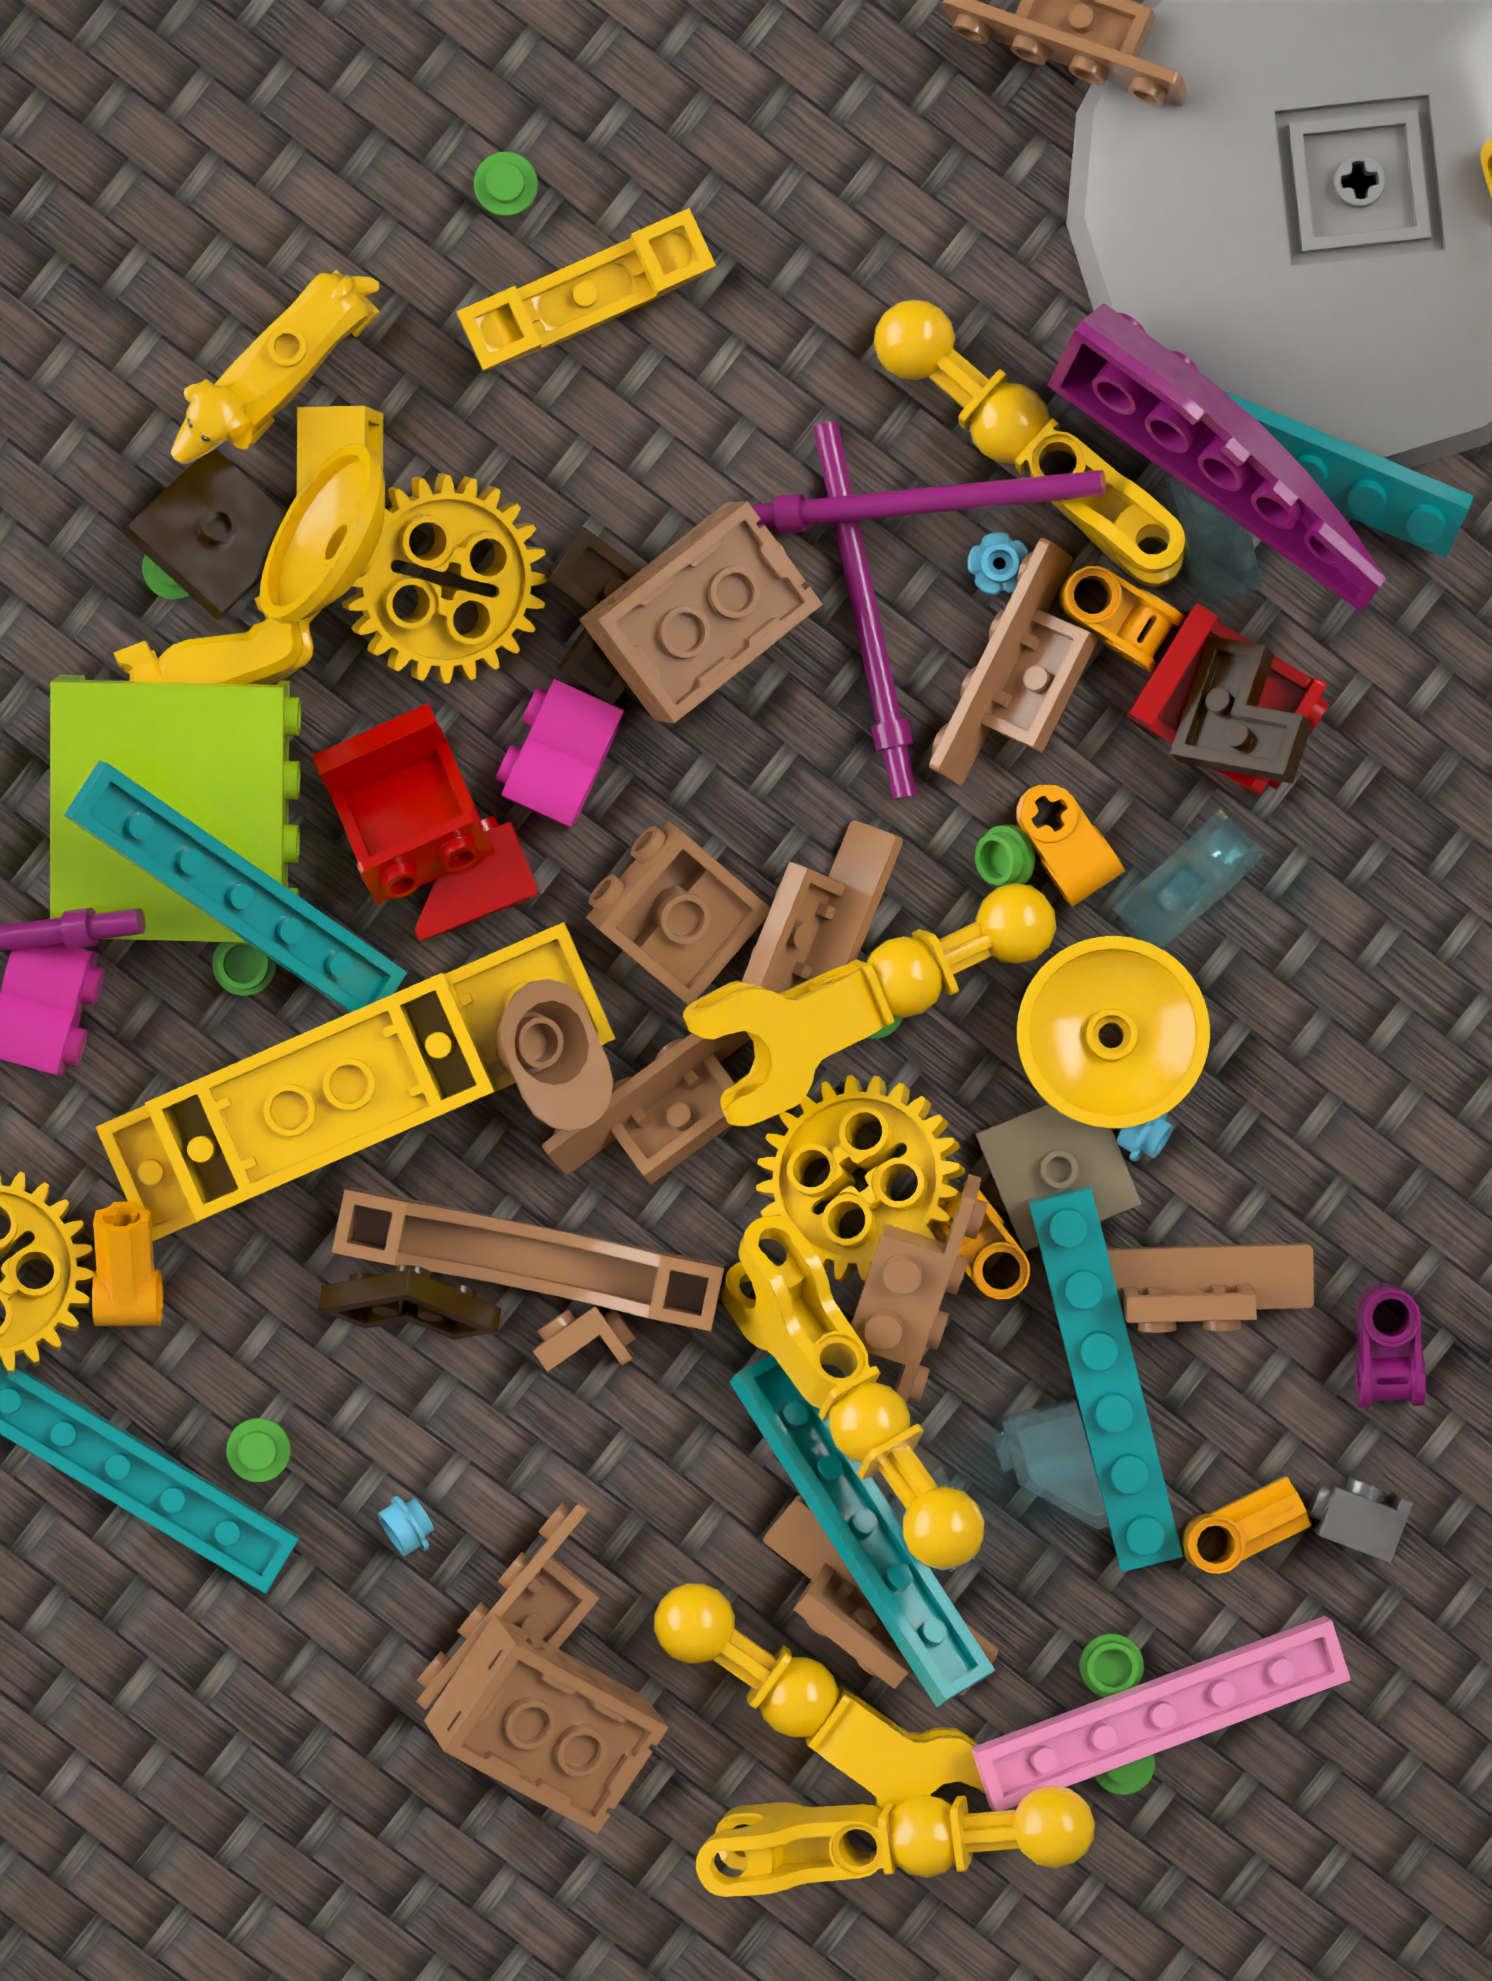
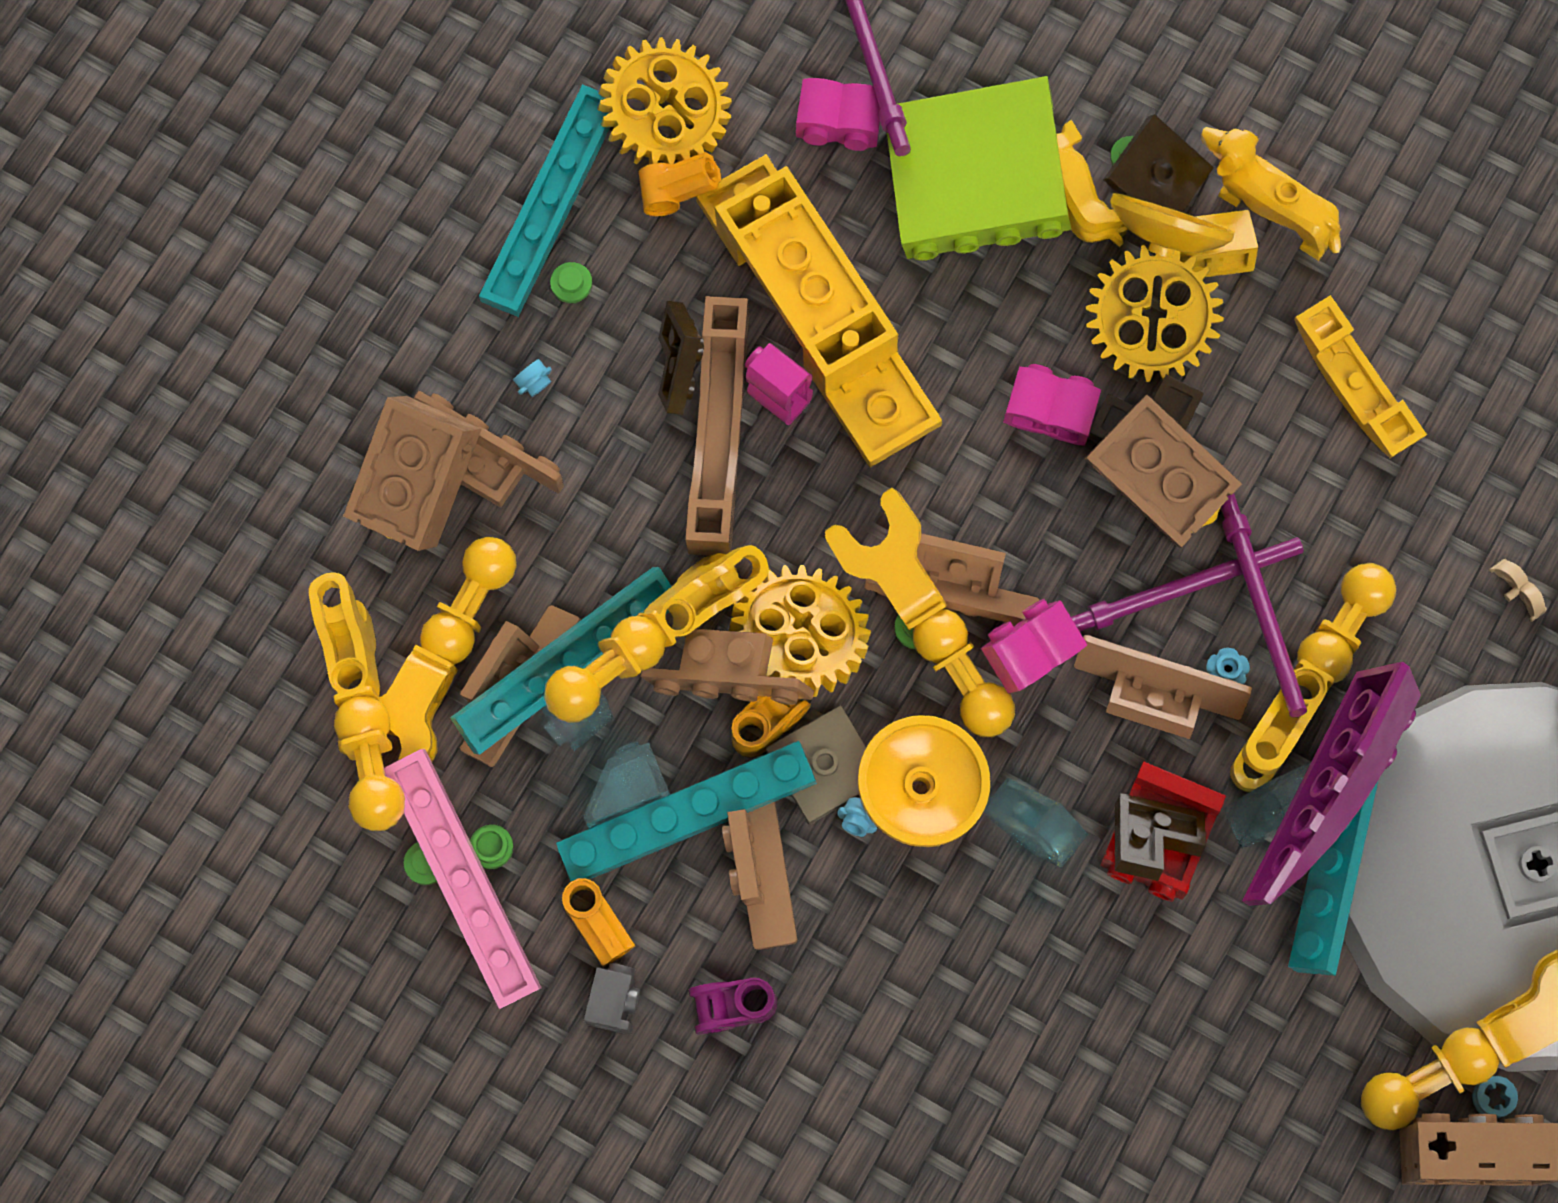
camera: 90 degrees right, 15 degrees down
(231, 890) = (932, 196): teal plate -> none
(242, 968) = (882, 232): bright green plate -> none
(403, 804) = (1004, 306): red panel -> none
(477, 1161) = (778, 383): none -> dark pink brick
(483, 888) = (960, 363): red slope -> none
(505, 184) = (1418, 322): bright green plate -> none
(555, 1055) = (854, 415): medium nougat piece -> none
(568, 1334) = (671, 462): medium nougat bracket -> none
(660, 1111) = (826, 493): medium nougat bracket -> none
(676, 911) = (960, 489): medium nougat plate -> none
(935, 113) = (1521, 586): none -> tan piece
(940, 844) = (1033, 645): none -> dark pink brick
(1005, 856) = (1033, 700): bright green plate -> none
(1074, 851) = (1042, 742): light orange piece -> none
(1123, 616) = (1205, 757): light orange piece -> none

